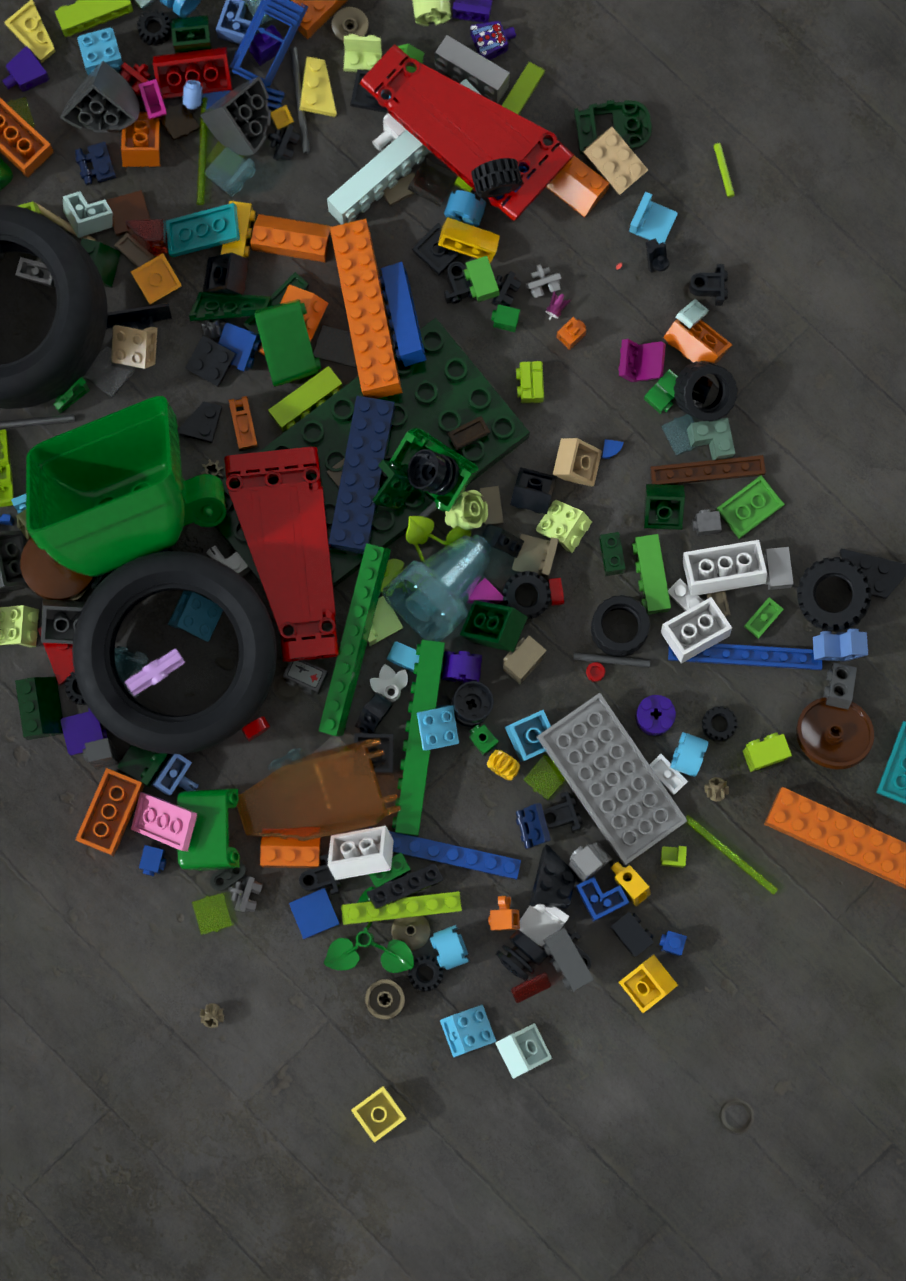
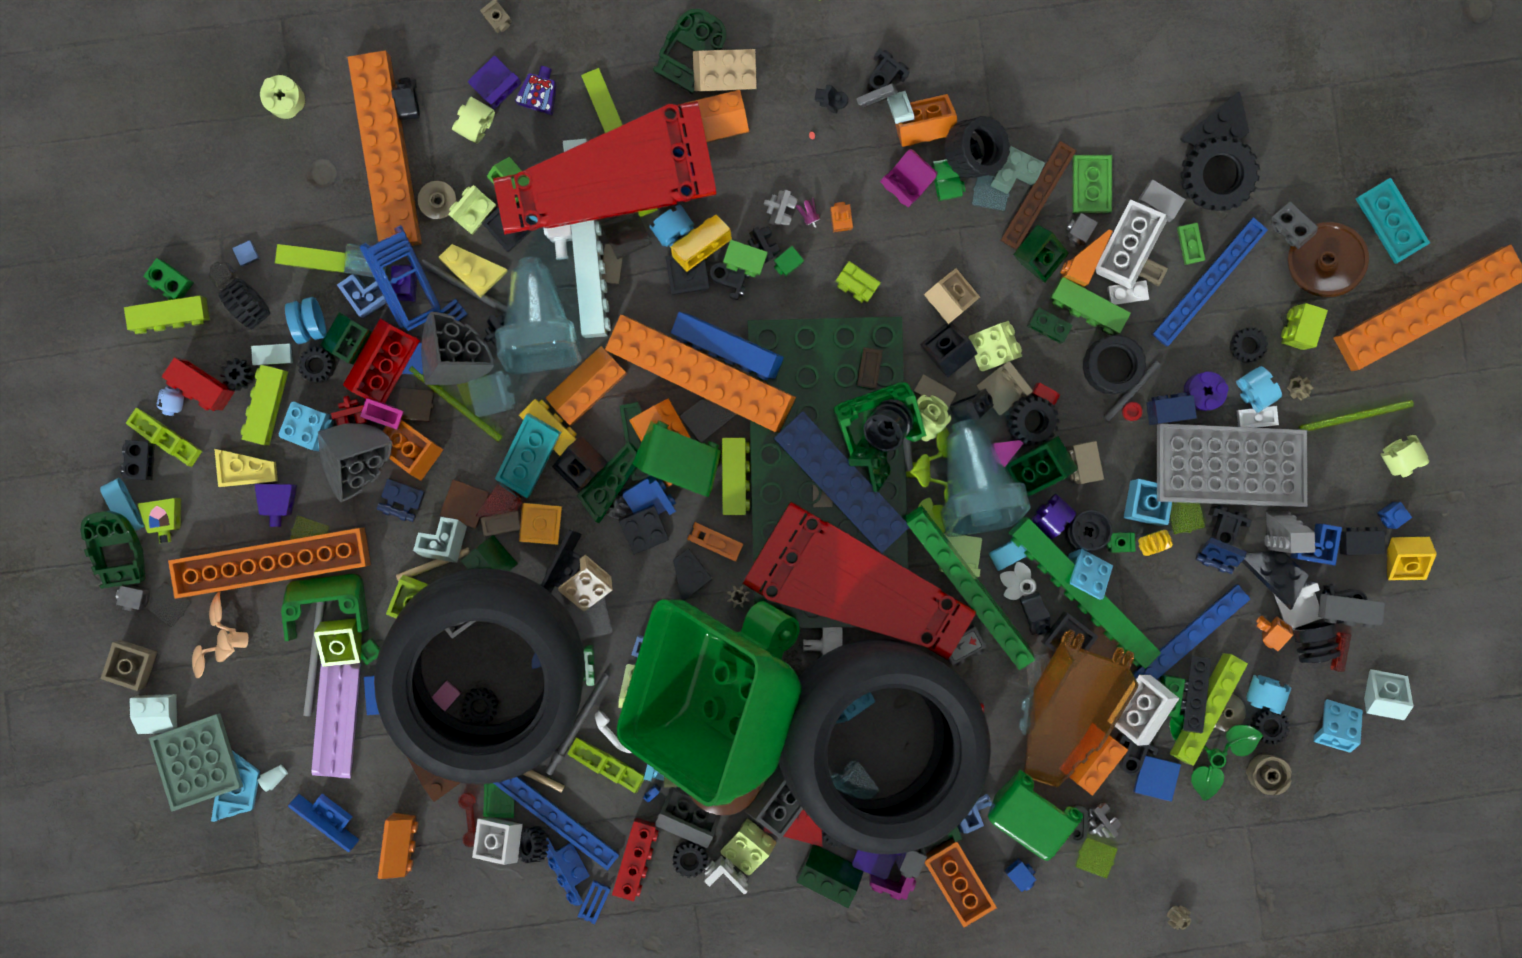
camera: 50 degrees left, 10 degrees up
(33, 439) = (602, 720): none -> white bar
(79, 768) = (895, 889): none -> magenta bracket
(154, 672) = (902, 784): lavender piece -> none
(164, 821) = (1003, 847): bright pink plate -> none
(192, 94) = (401, 377): light blue brick -> none
(281, 117) = (475, 317): yellow tile -> none
(306, 162) = (536, 324): none -> clear light blue cone
(378, 1114) = (1354, 844): light yellow brick -> none
(463, 63) = (555, 128): light grey brick -> none
(496, 177) = (677, 182): black tyre -> none
(611, 448) = (960, 259): blue tile -> none
(619, 696) = (1166, 410): none -> dark blue brick
(636, 888) = (1330, 513): yellow torso -> none
(652, 220) = (796, 78): medium azure bracket -> none
(673, 856) = (1326, 462): lime panel -> none
(677, 540) = (1083, 265): none -> orange slope
(687, 289) = (877, 95): none -> flat silver tile
(696, 630) = (1166, 306): white brick -> none
(726, 912) = (1405, 456): none -> yellowish green brick
(840, 646) = (1264, 200): medium blue brick -> none

